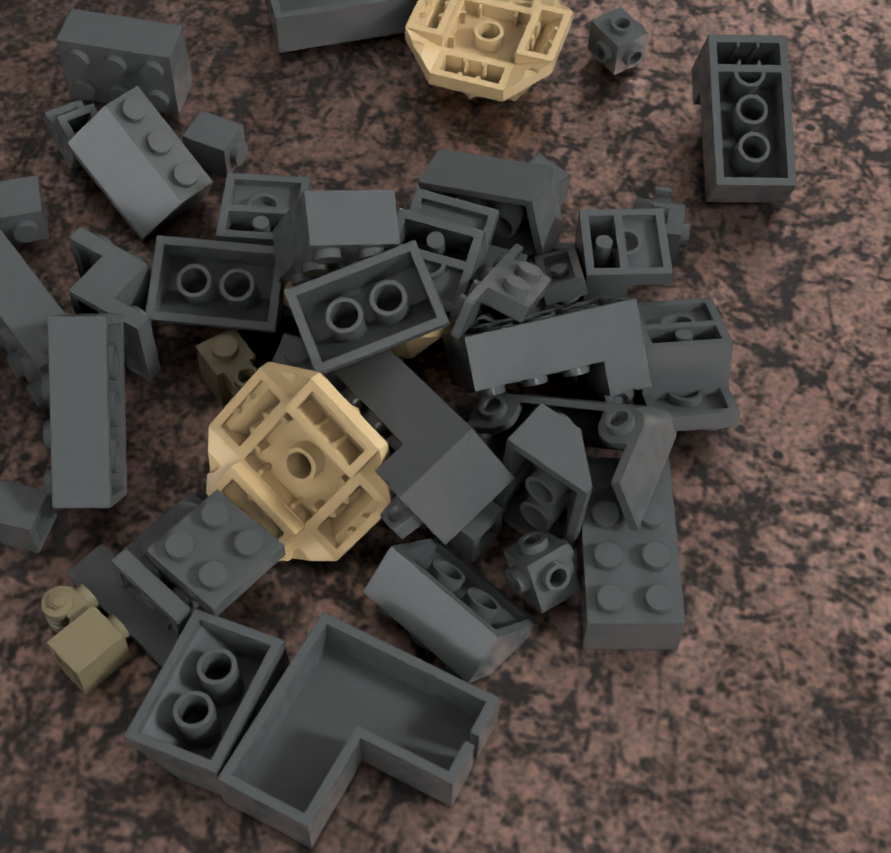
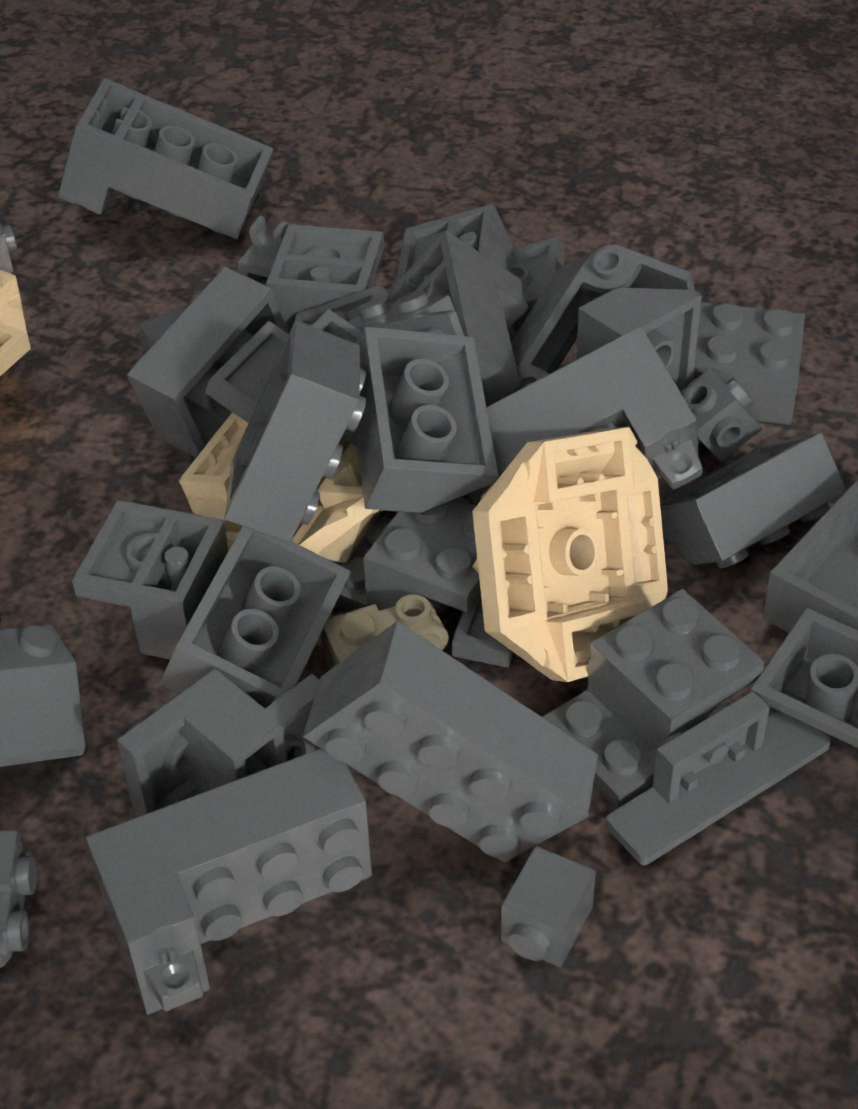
camera: 75 degrees left, 10 degrees down
(86, 641) = (757, 832): dark tan brick -> none

